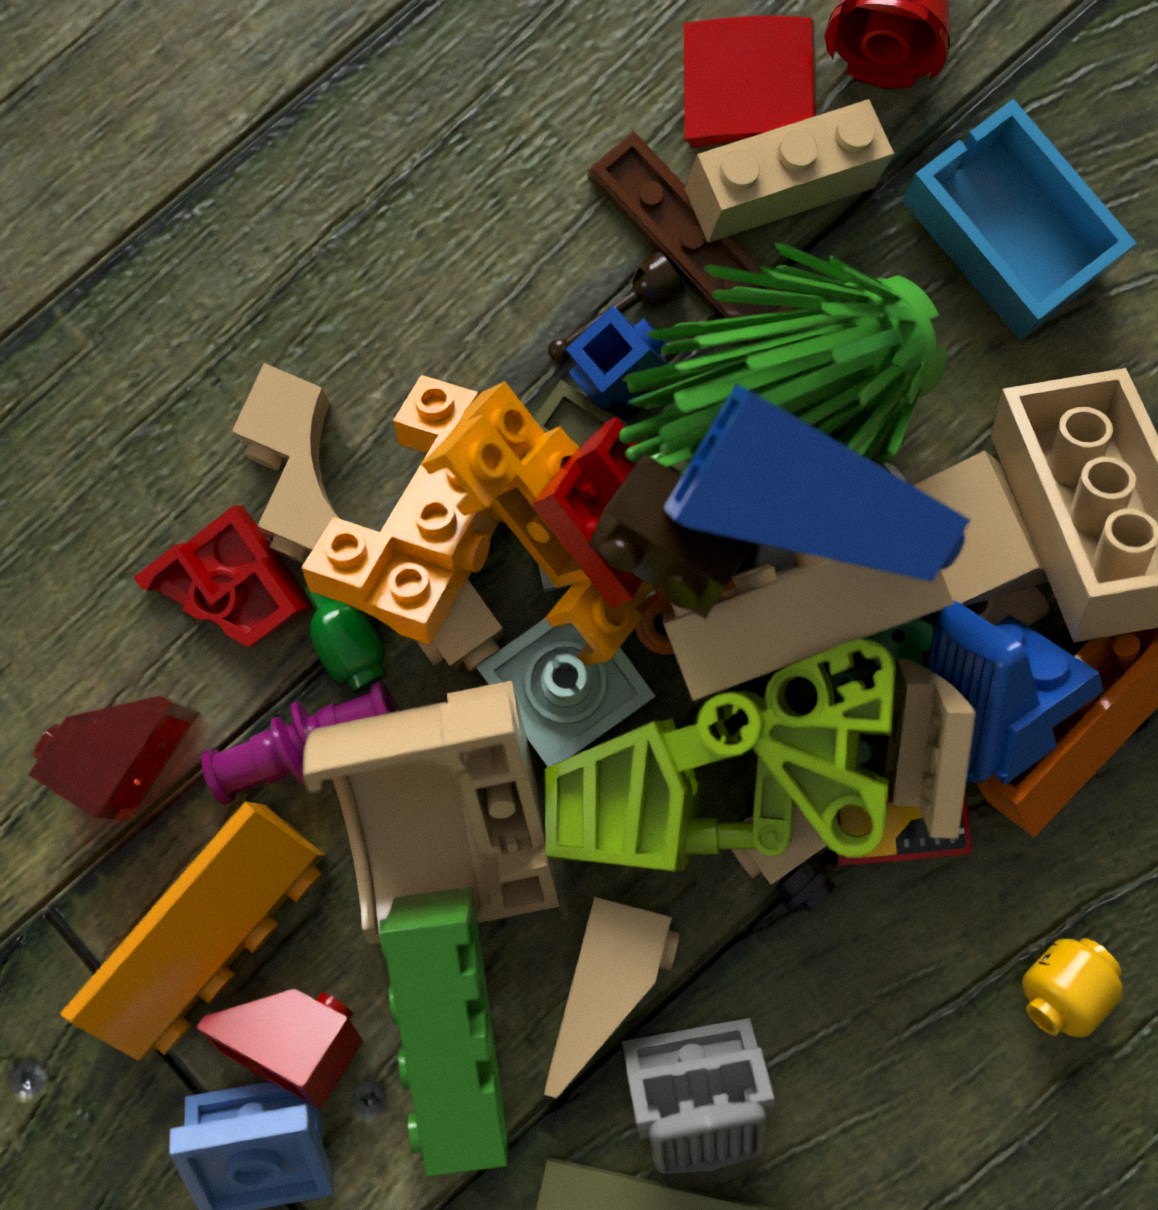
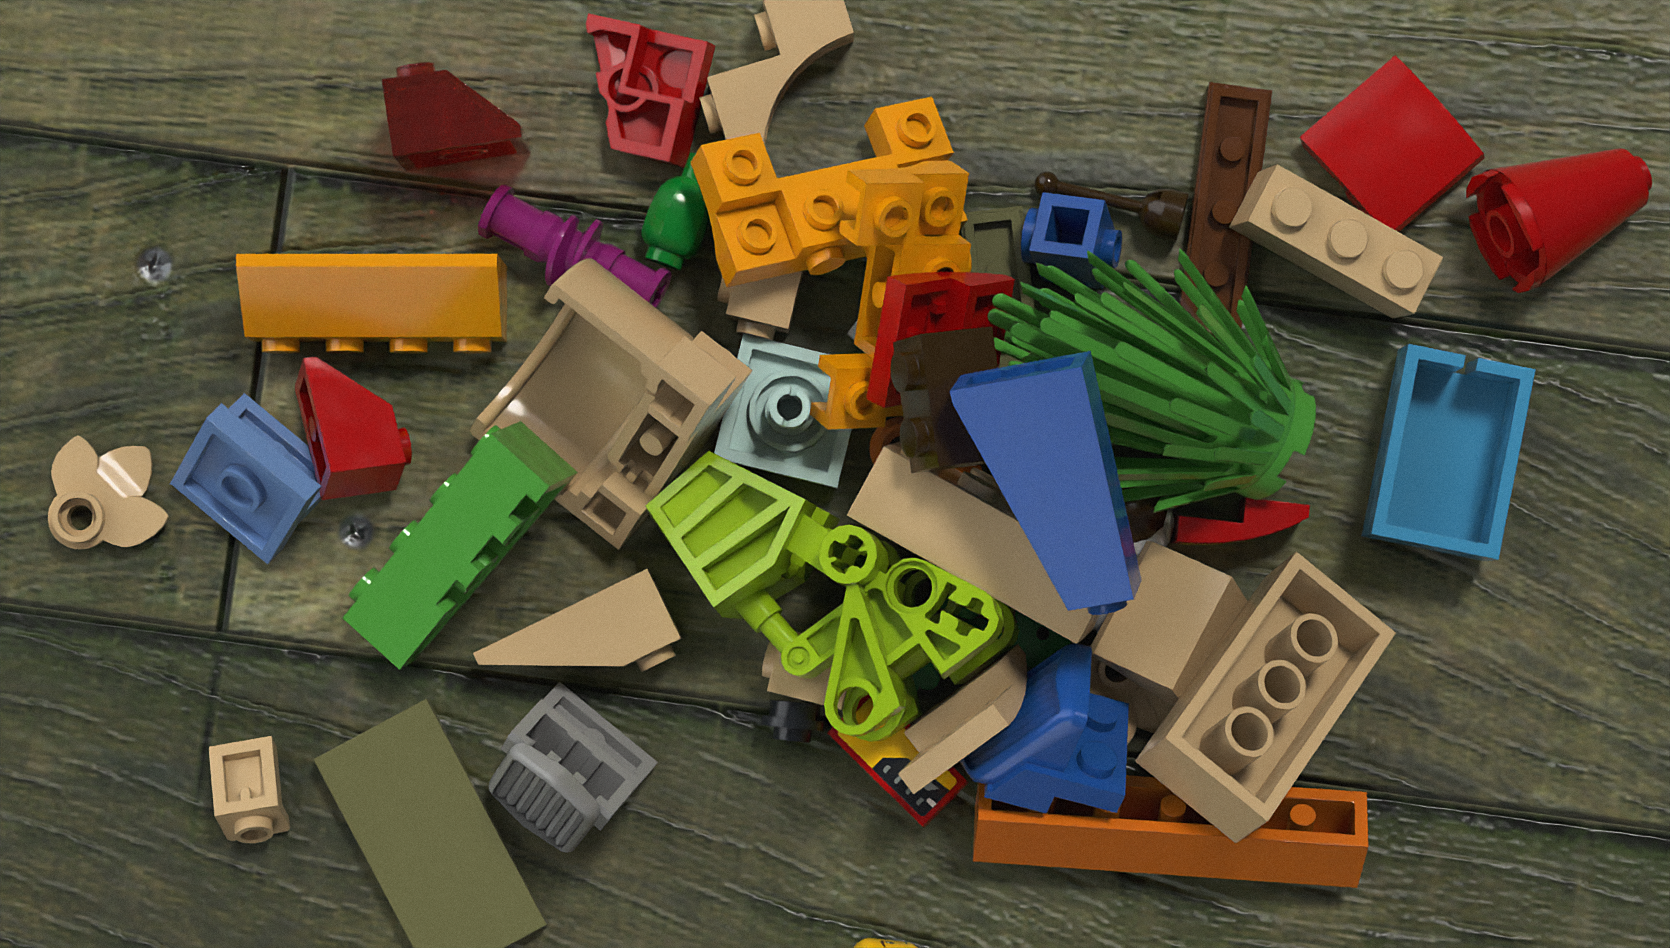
camera: 45 degrees right, 5 degrees up
(943, 410) = (1254, 520): none -> red slope

